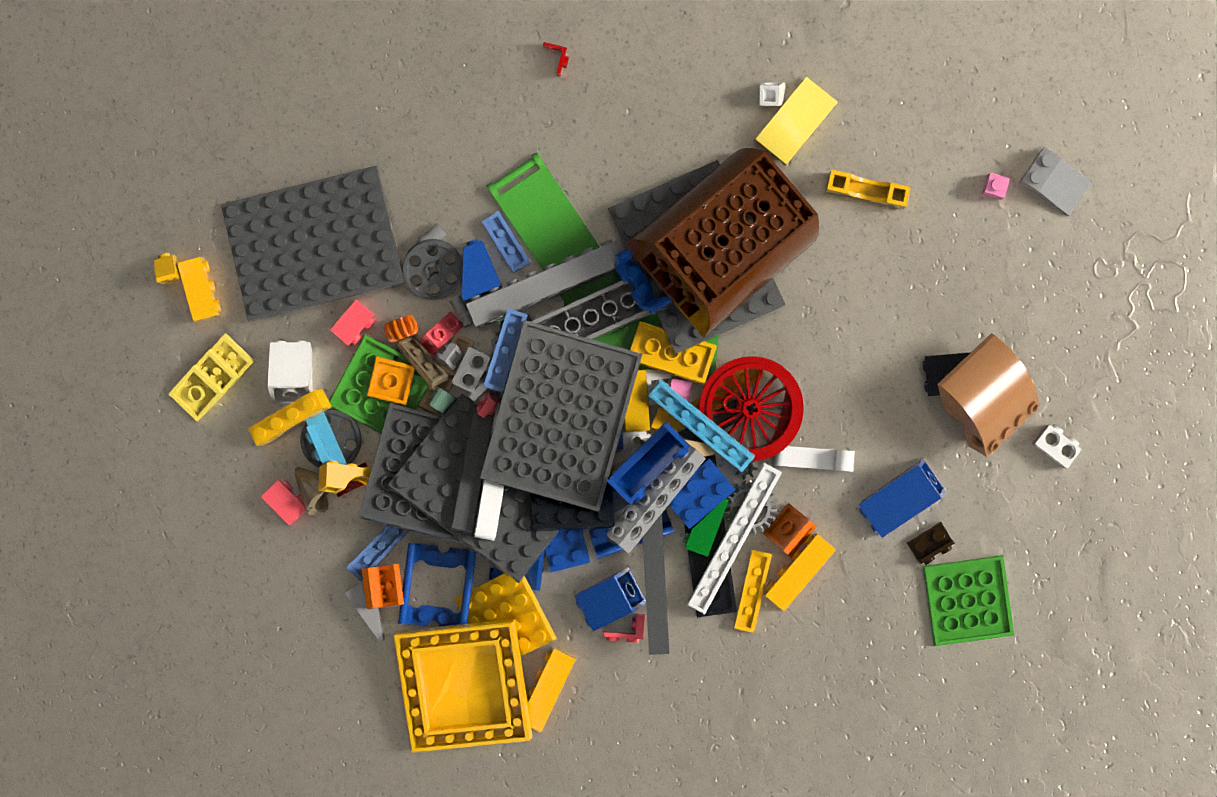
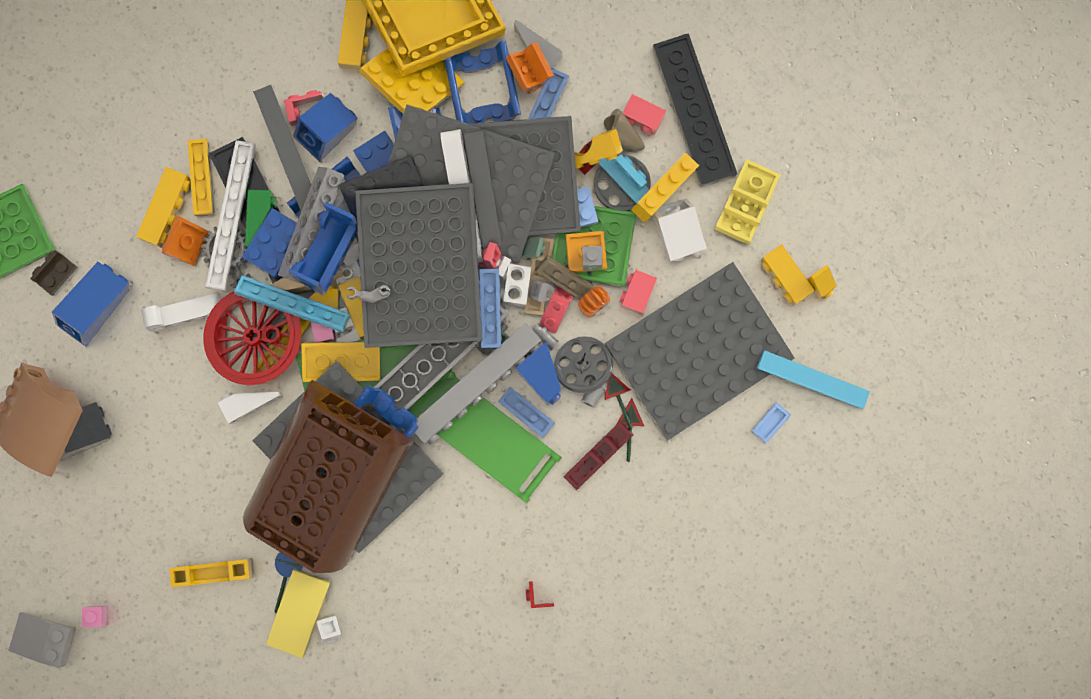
camera: 165 degrees right, 5 degrees down
(210, 176) = (813, 379): none -> medium azure tile
(231, 490) = (694, 109): none -> black plate
(267, 149) = (771, 423): none -> light blue tile
(375, 425) = (587, 211): none -> light blue plate
(387, 369) = (592, 258): none -> light grey brick
(404, 201) = (635, 421): none -> piece
(409, 236) = (615, 388): none -> piece
(449, 174) = (598, 455): none -> dark red slope
(610, 400) = (372, 296): none -> light grey arm
(785, 345) = (243, 404): none -> white slope
(794, 170) = (284, 567): none -> blue piece

